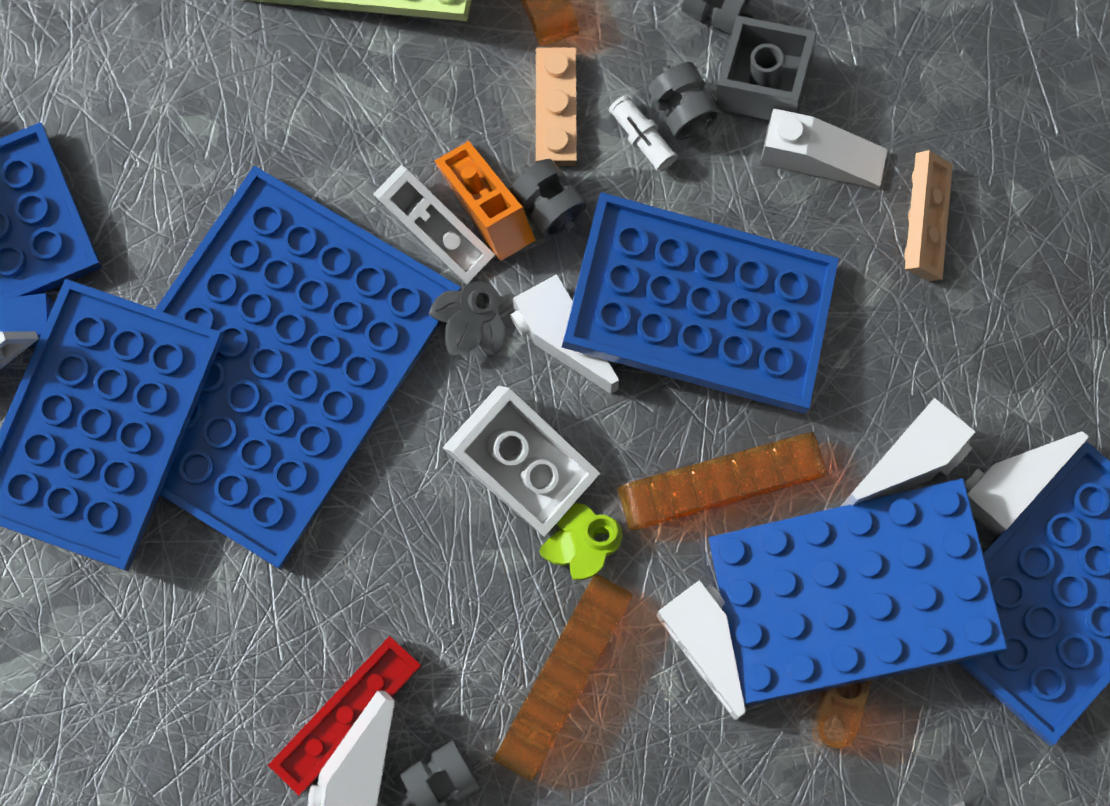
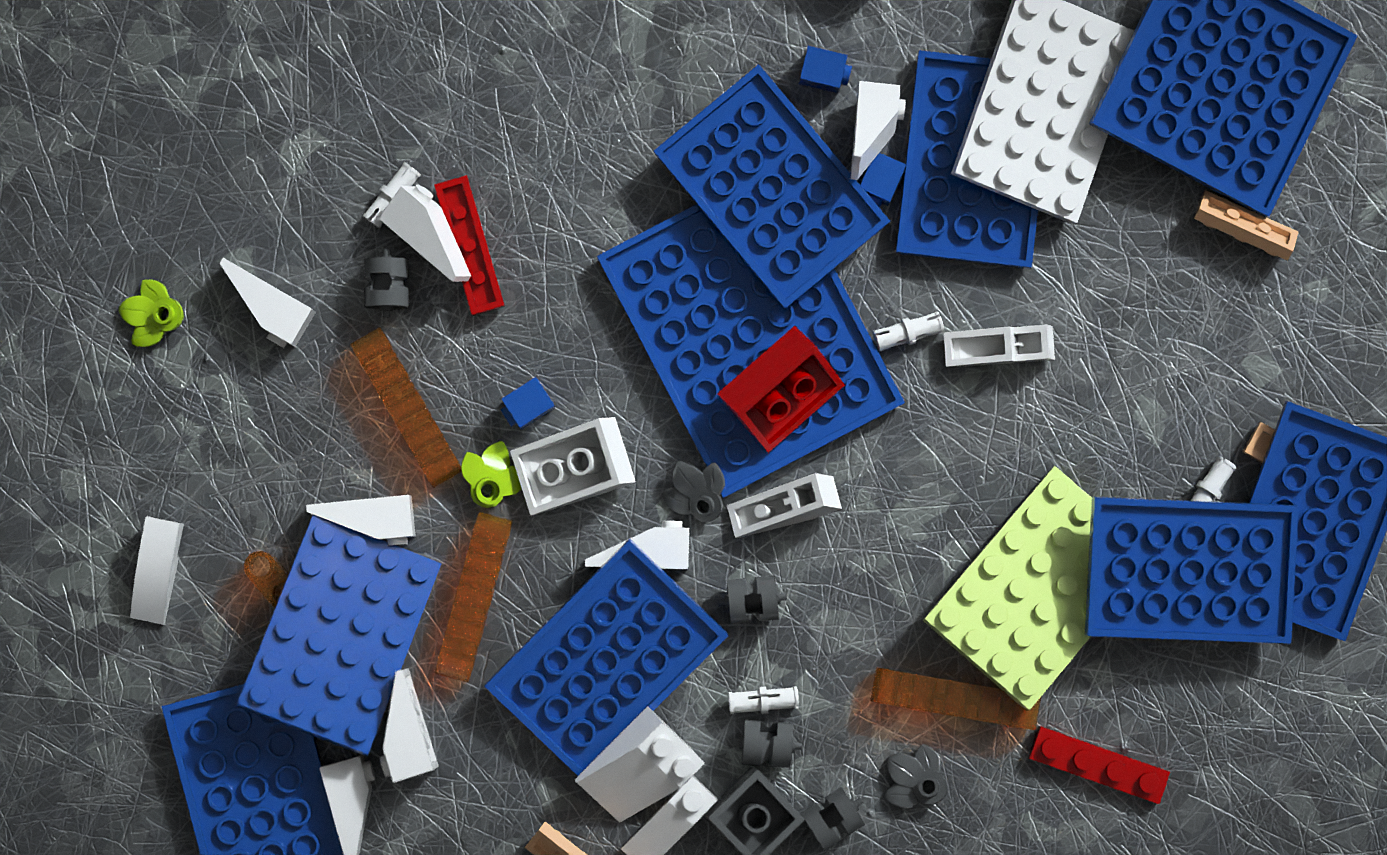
camera: 115 degrees right, 10 degrees up
(142, 109) = (999, 345): none -> white slope
(177, 205) = (908, 331): none -> white pin
(308, 289) = (781, 388): none -> red slope
(483, 547) = (526, 404): none -> blue brick
(486, 200) = (780, 554): orange slope -> none
(556, 105) = (824, 650): light nougat plate -> none
(787, 205) = (639, 767): none -> white slope

